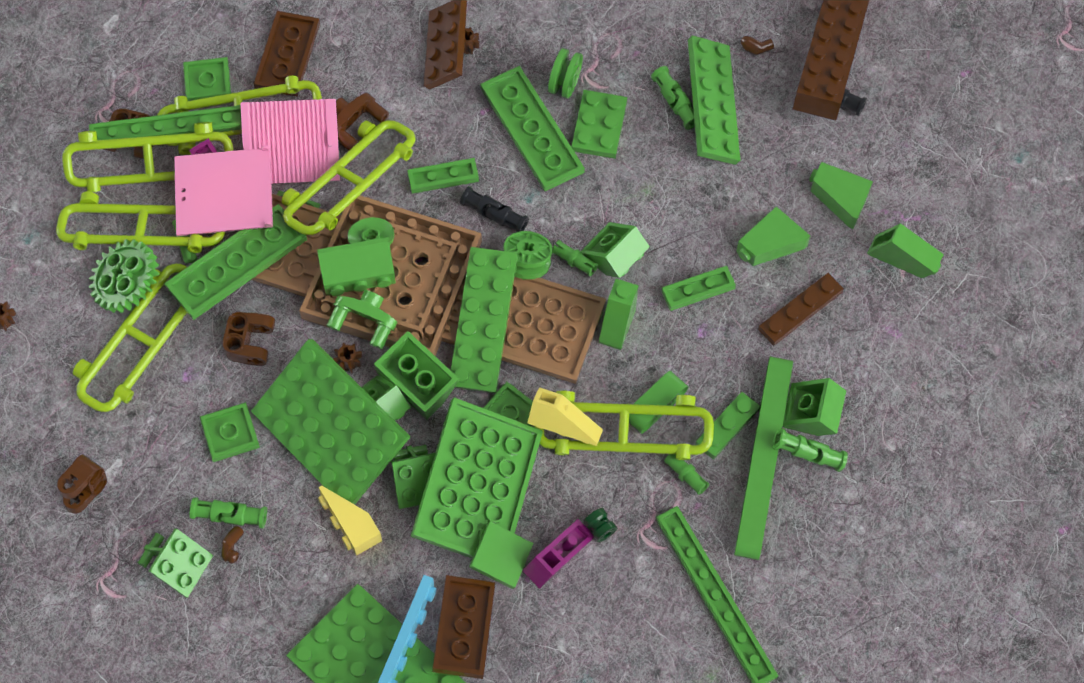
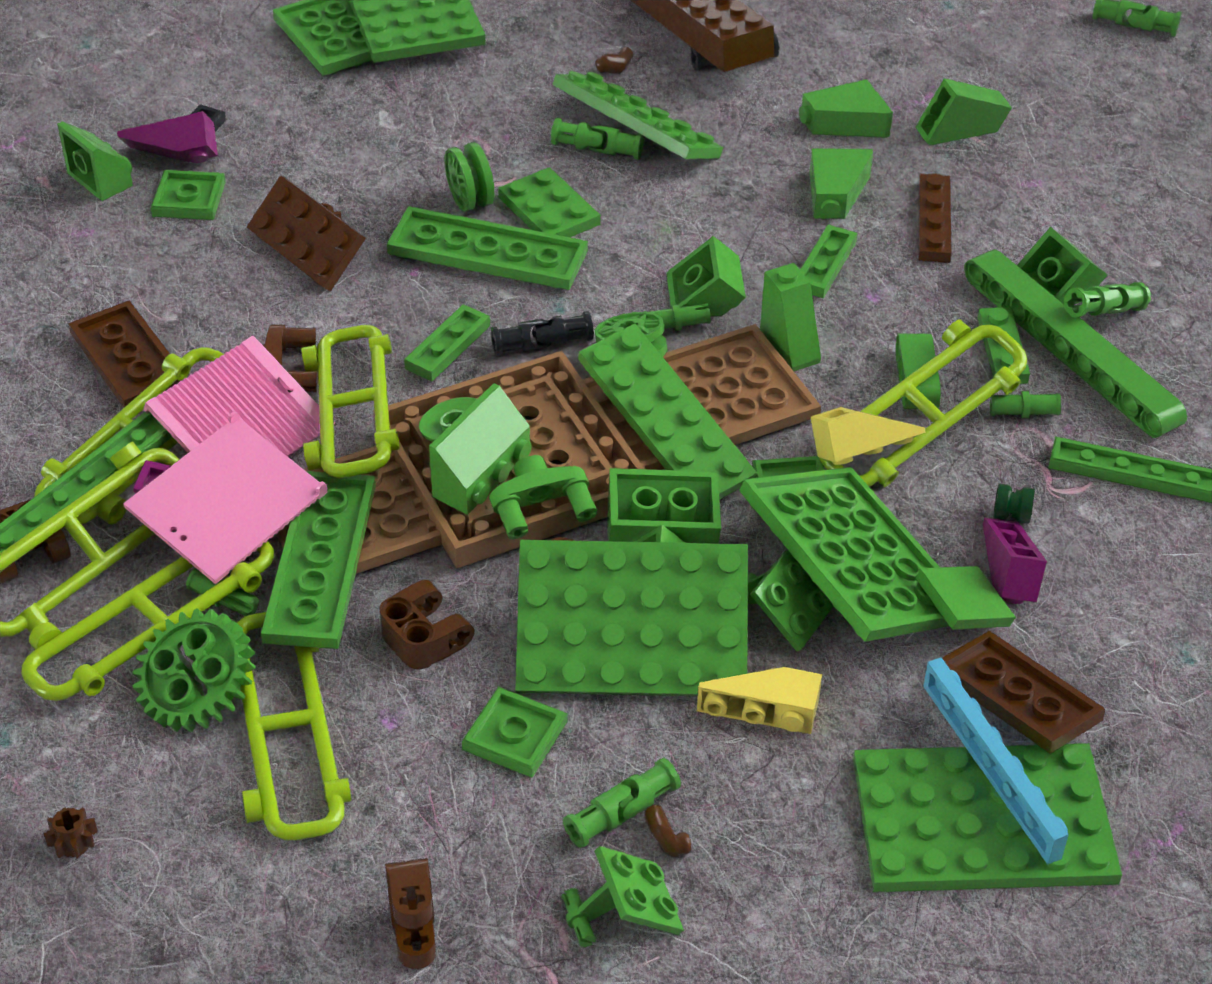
camera: 45 degrees left, 20 degrees down
(206, 78) = (51, 435): bright green tile -> none

